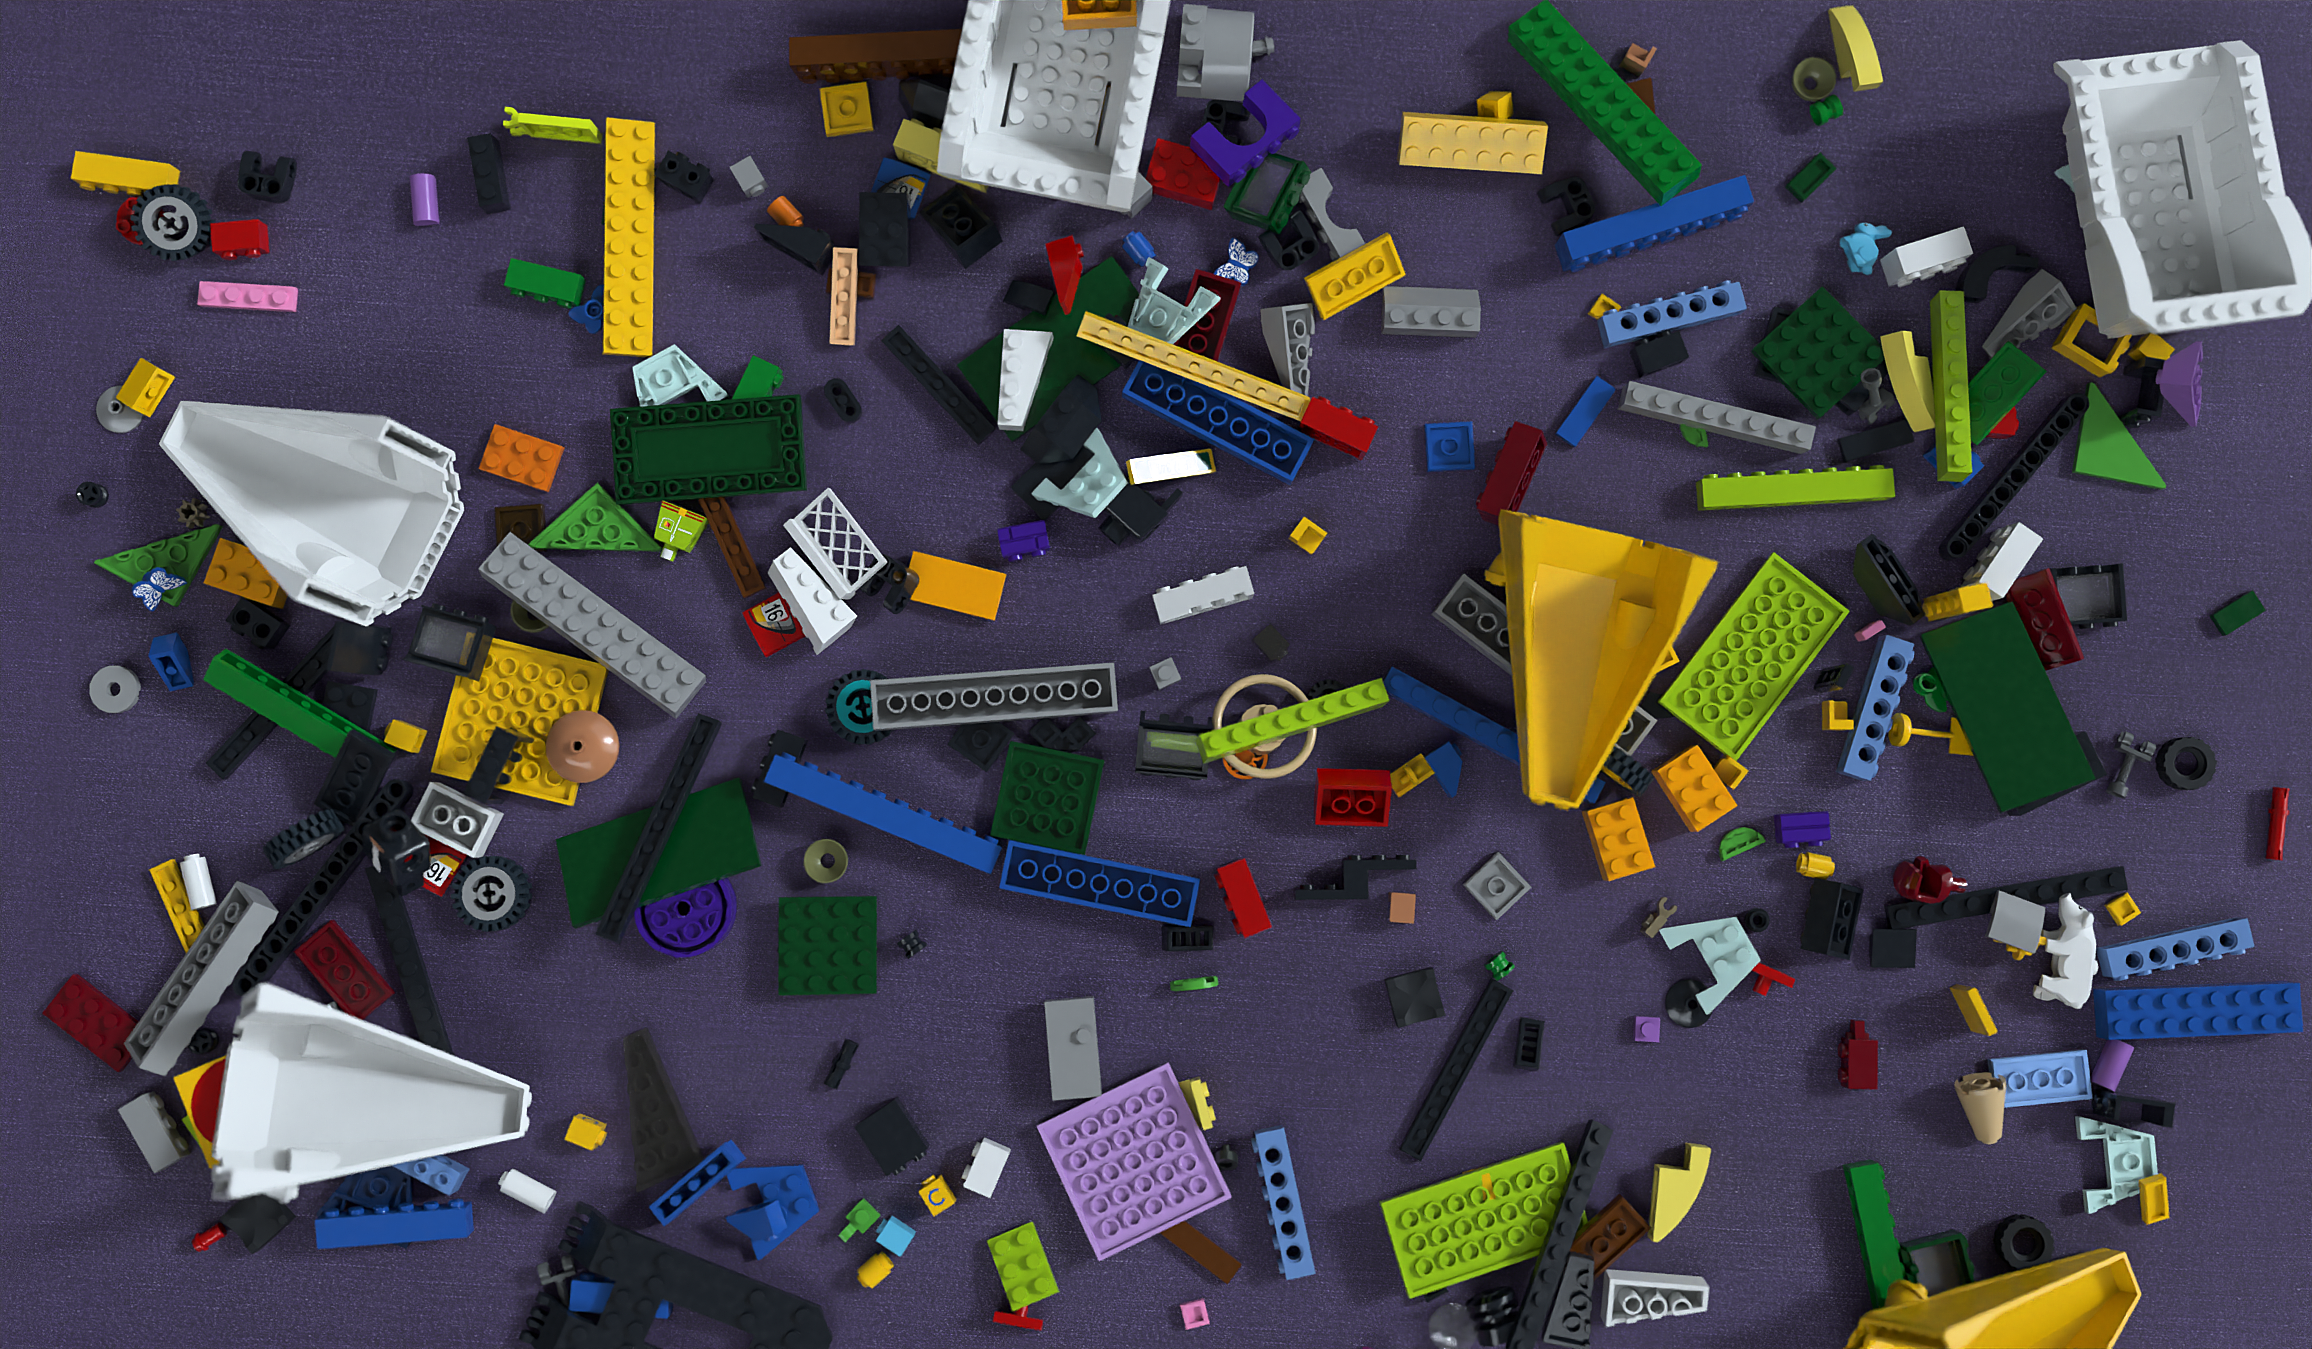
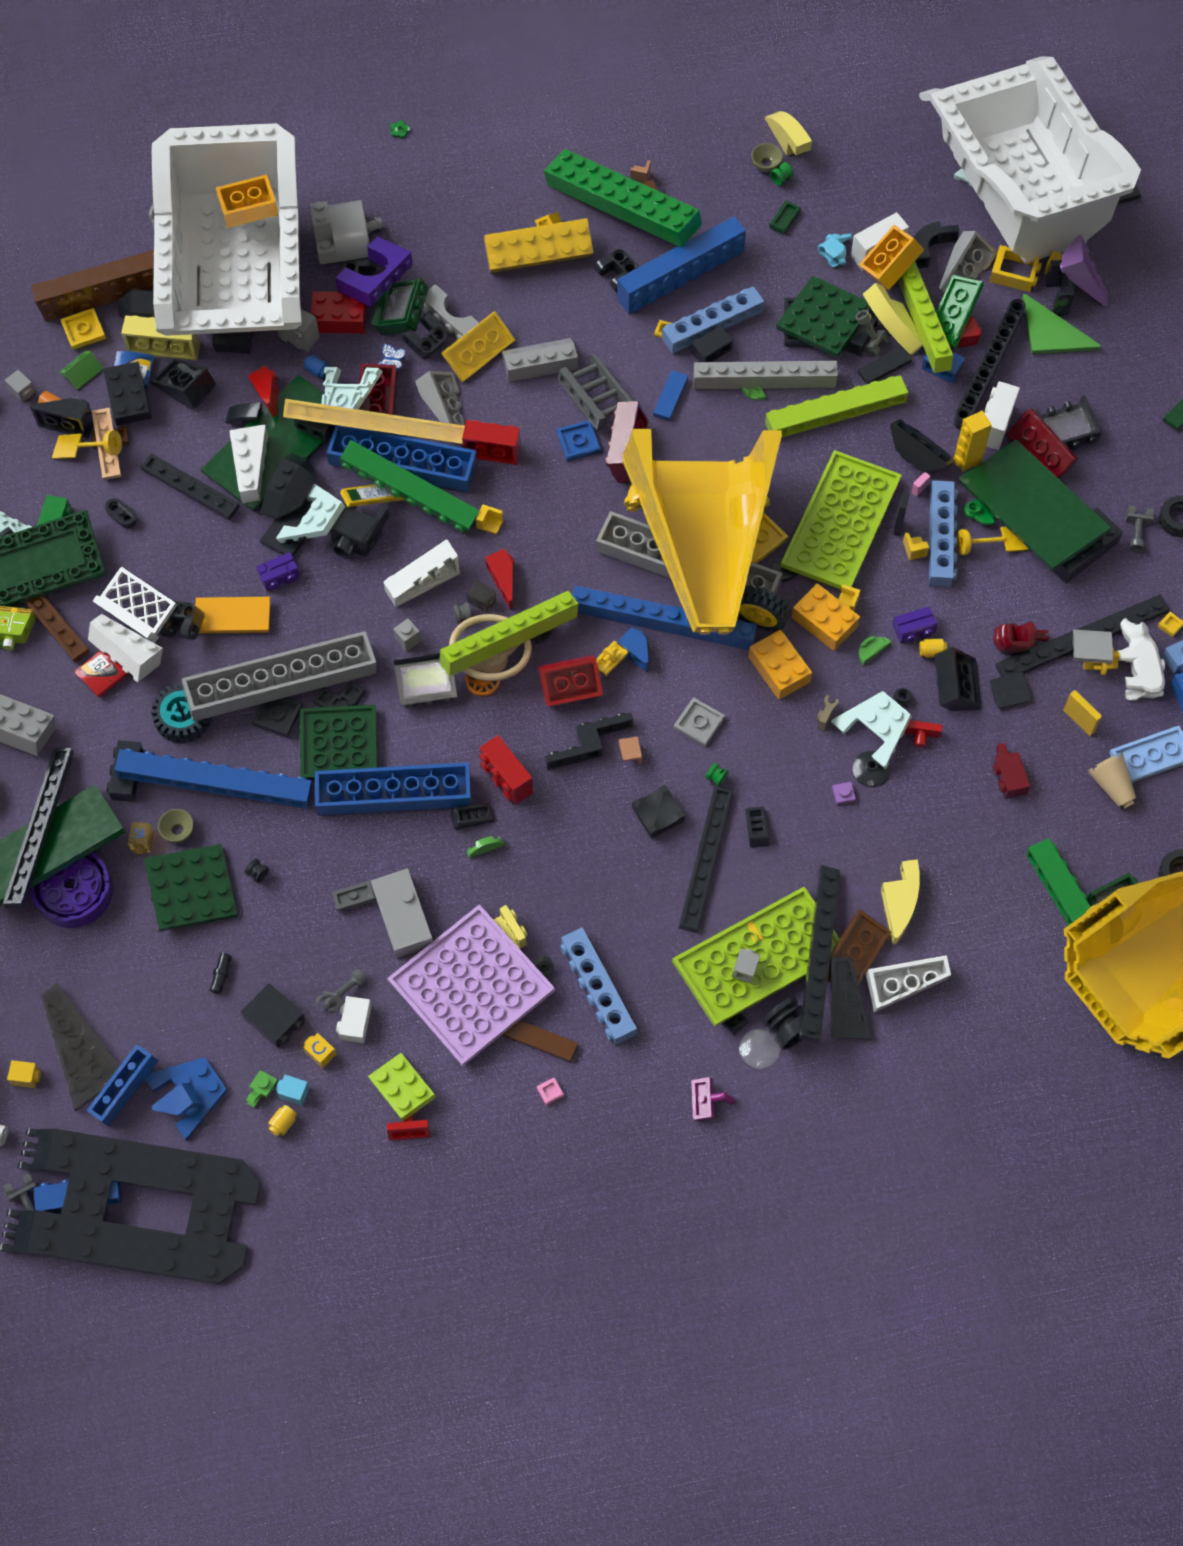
camera: 10 degrees left, 20 degrees down
(781, 863) = (141, 837): none -> clear yellow brick
(796, 281) = (68, 445): none -> yellow piece
(833, 170) = (81, 369): none -> bright green panel
(1000, 1116) = (357, 978): none -> dark grey bar
(1020, 1007) = (353, 896): none -> dark grey plate
(1216, 470) = (409, 487): none -> green brick
(1241, 659) = (462, 612): none -> dark grey wheel
(1305, 615) = (501, 570): none -> red slope
(1466, 1237) = (745, 965): none -> light grey brick
(1475, 402) = (583, 401): none -> dark grey fence
(1935, 295) = (891, 257): none -> light orange brick

